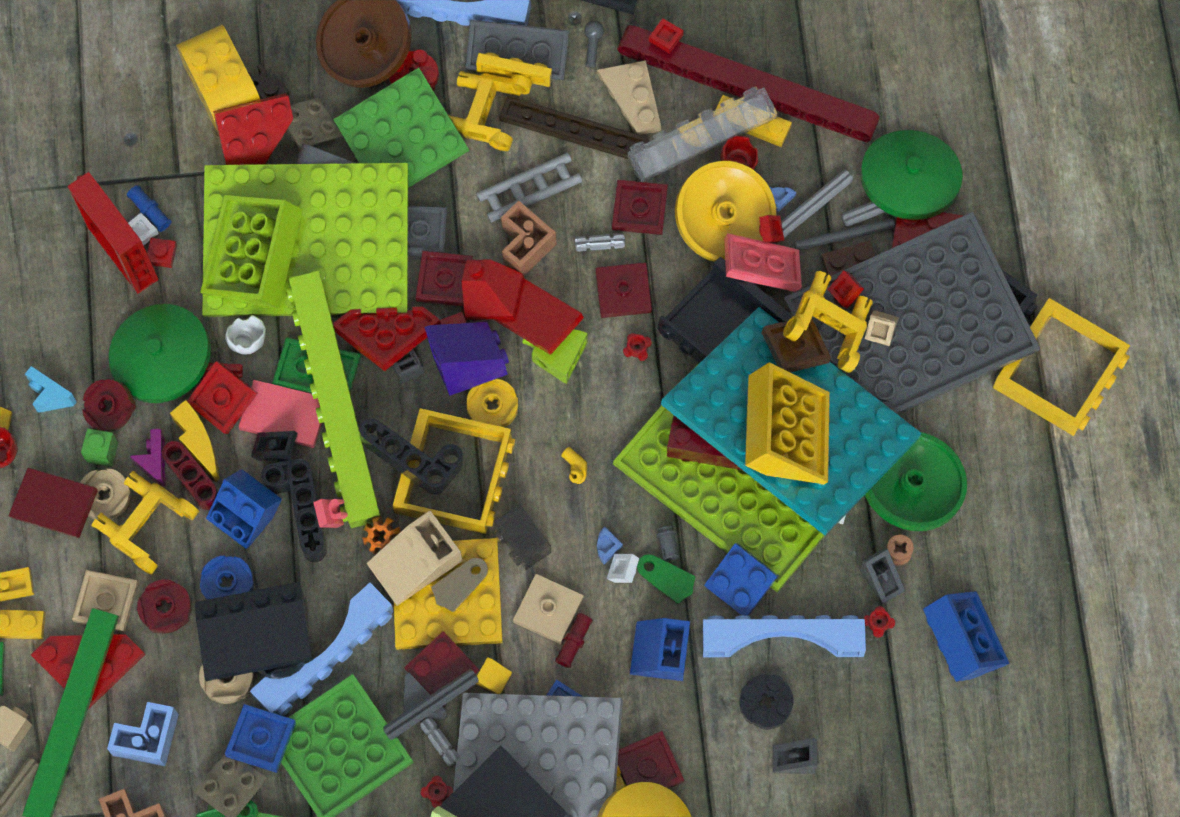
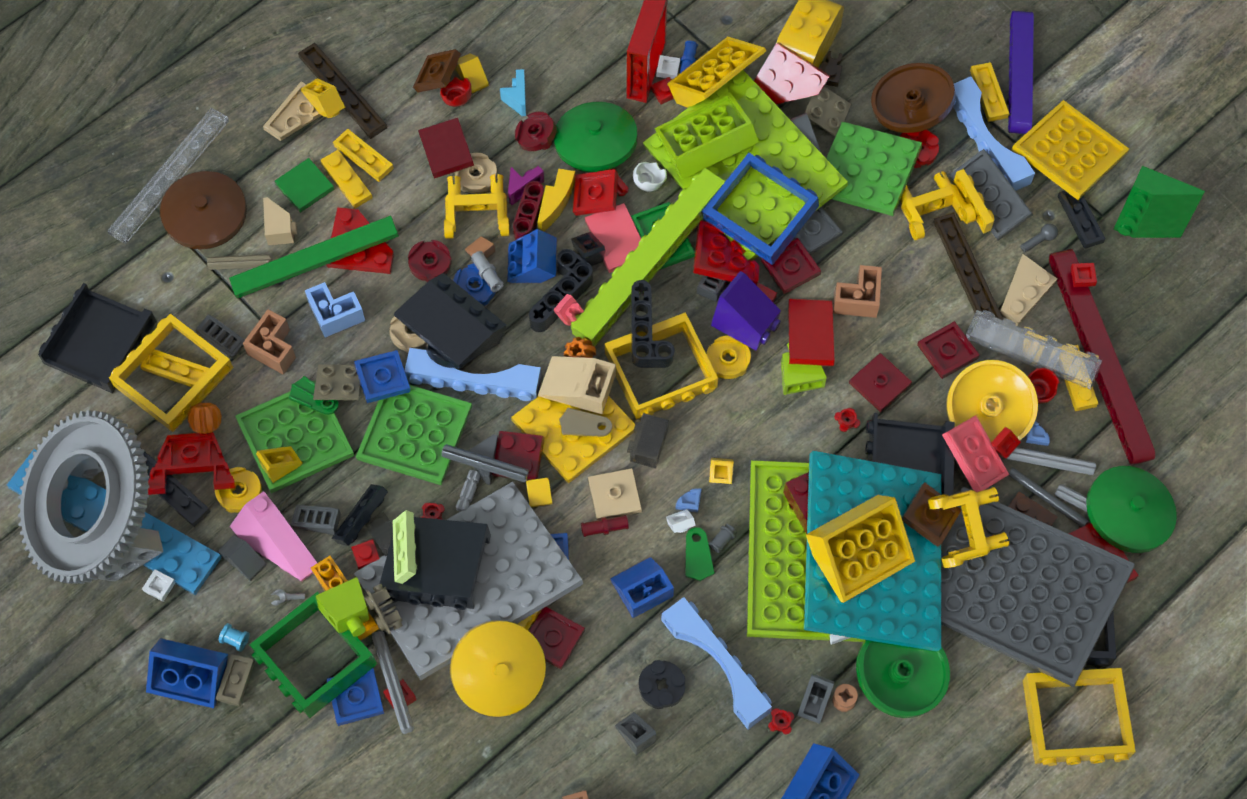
camera: 50 degrees right, 5 degrees down
(99, 447) = (503, 147): bright green brick -> none
(107, 594) = (410, 224): tan tile -> none
(189, 191) = (713, 70): none -> yellow slope
(191, 549) = (483, 245): none -> nougat slope
(226, 559) = (487, 271): none -> light grey pin
(378, 299) = (742, 236): none -> blue window
(490, 290) = (805, 296): red slope -> none
(536, 174) = (914, 268): light grey bar -> none
(578, 465) = (731, 442): yellow arm -> none
(599, 495) = (721, 470): none -> yellow slope
(600, 242) = (901, 343): light grey axle -> none
(741, 580) = (734, 604): blue plate -> none
(845, 289) = (1002, 520): red plate -> none
(881, 327) = (995, 565): tan slope -> none

